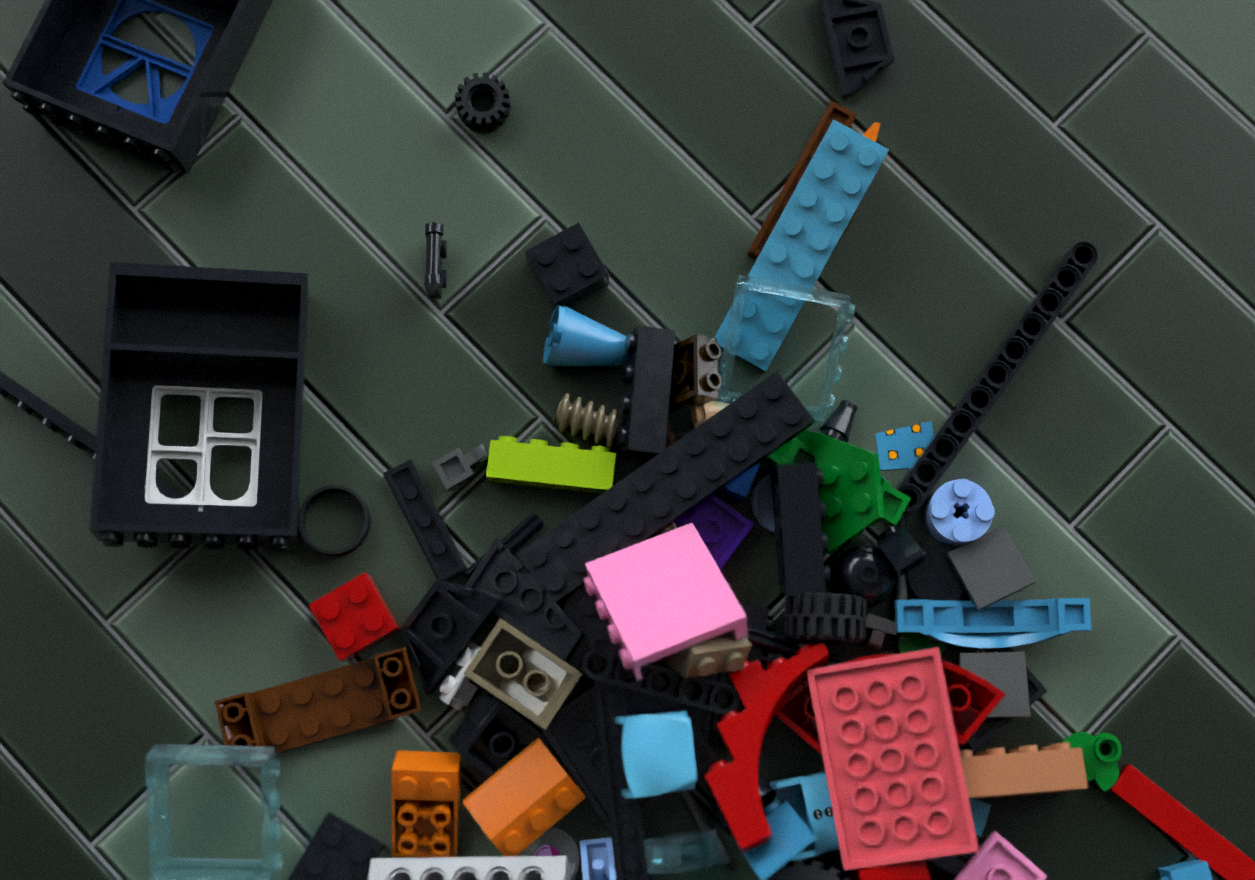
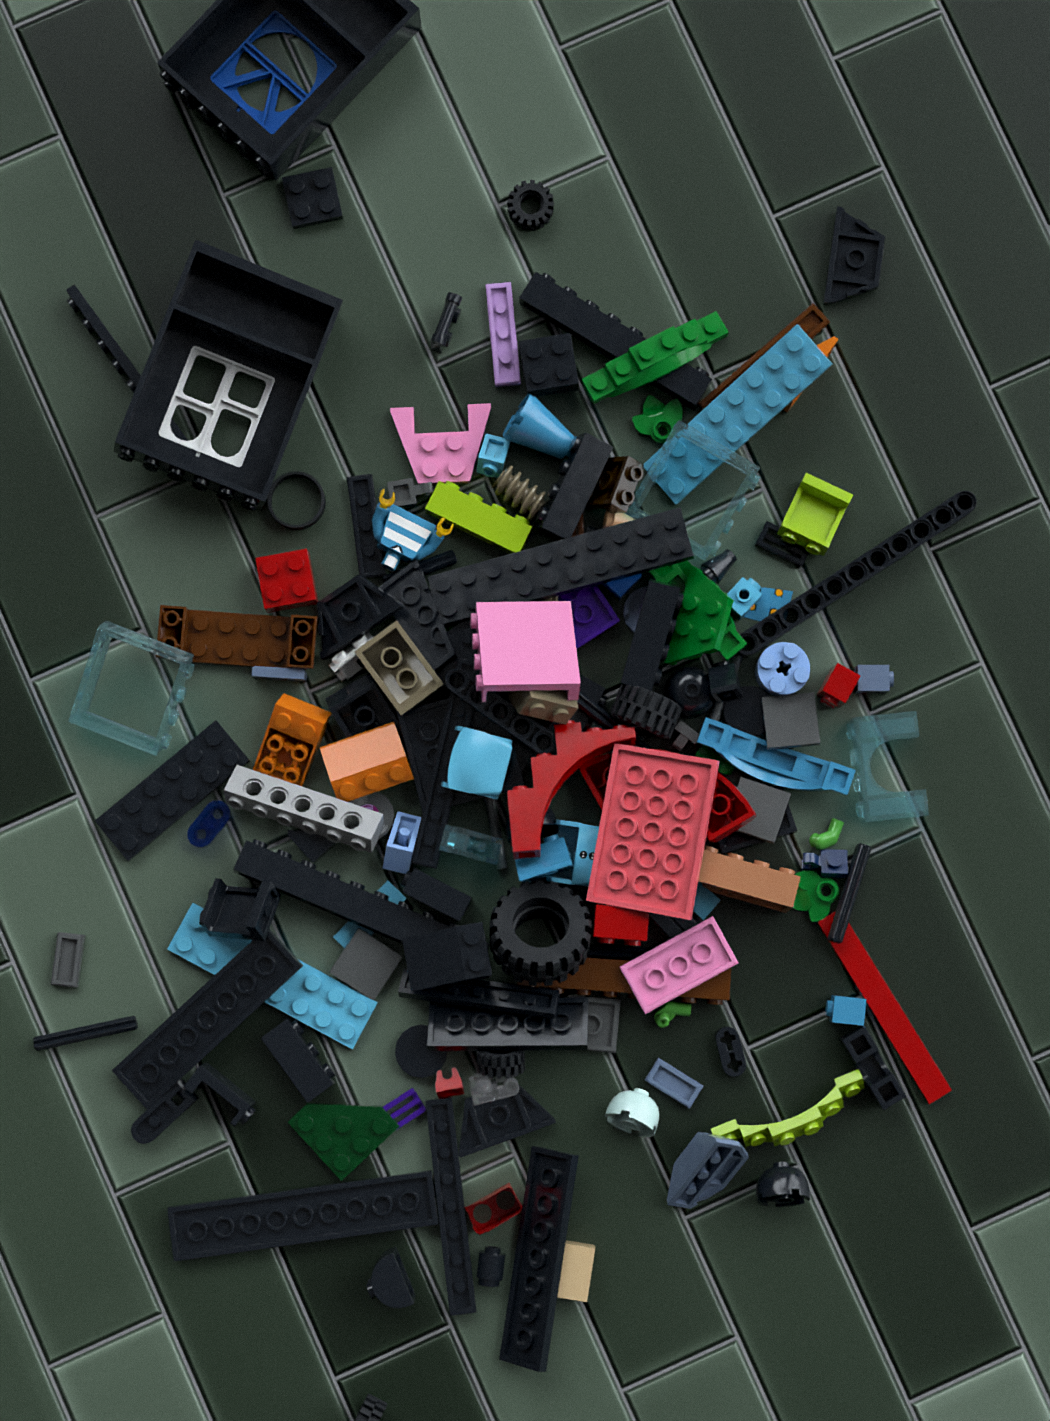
camera: 25 degrees right, 5 degrees up
(236, 177) = (312, 198): none -> black plate
(383, 729) = (277, 673): none -> sand blue tile
(472, 514) = (404, 534): none -> dark azure torso
(483, 409) = (442, 454): none -> bright pink wing
(503, 252) = (503, 334): none -> lavender tile
(541, 390) = (492, 456): none -> medium azure bracket
(630, 214) = (605, 334): none -> black brick
(681, 218) = (655, 357): none -> green piece
(708, 281) = (656, 416): none -> green plate
(885, 433) = (742, 606): none -> medium azure brick
(901, 384) = (764, 535): none -> black tile
(924, 327) = (814, 514): none -> lime panel
(1029, 509) = (837, 686): none -> red brick
(1061, 486) = (874, 679): none -> sand blue brick
(1084, 685) = (828, 838): none -> bright green arm
(1096, 713) = (830, 863): none -> dark blue plate
(1119, 626) = (876, 802): none -> clear light blue arch
(1134, 743) = (849, 893): none -> black axle

